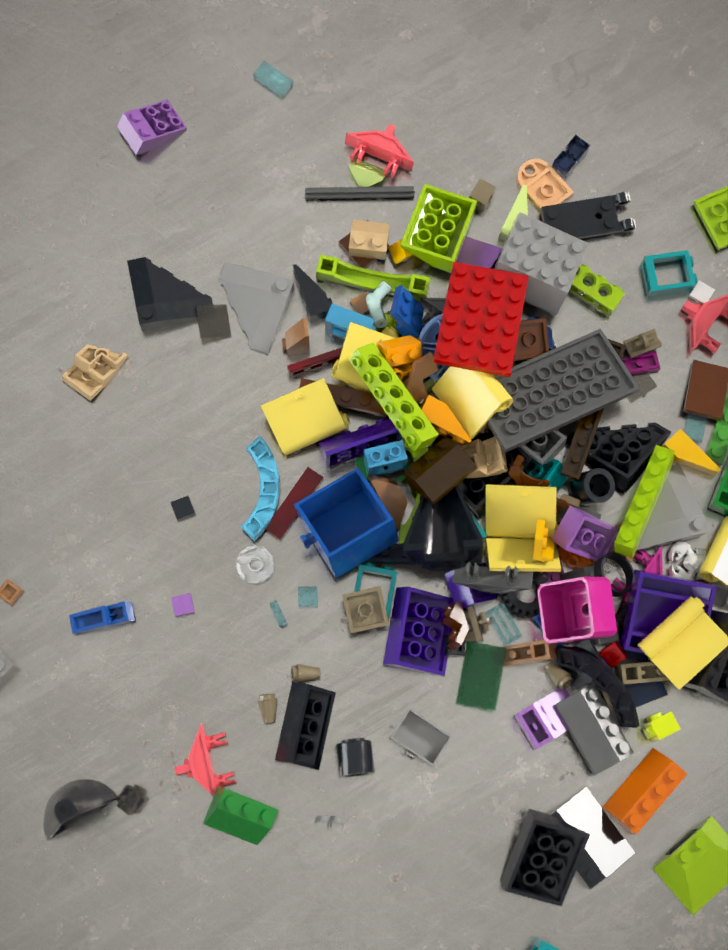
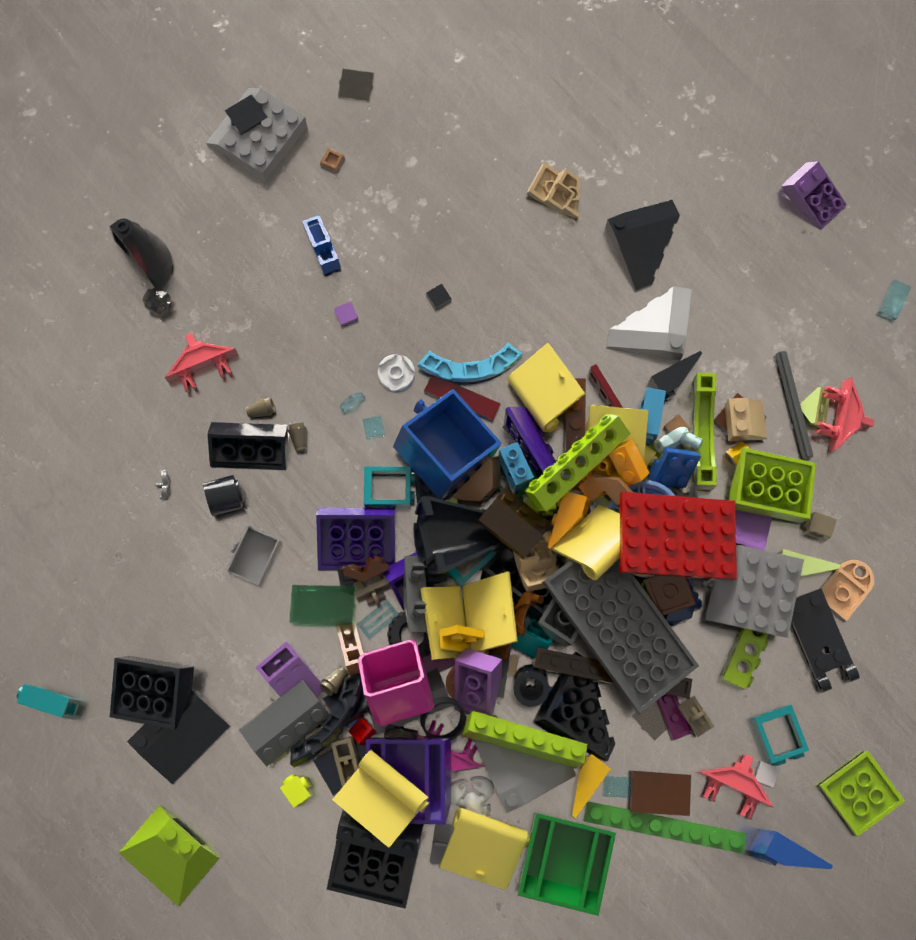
camera: 85 degrees right, 0 degrees up
(213, 321) = (628, 289): clear smoke piece -> none
(239, 816) = (155, 399): green slope -> none
(297, 338) = (625, 369): medium nougat slope -> none
(365, 609) = (365, 478): dark tan plate -> none
(574, 153) = (885, 613): dark blue piece -> none
(644, 791) = (232, 784): orange slope -> none

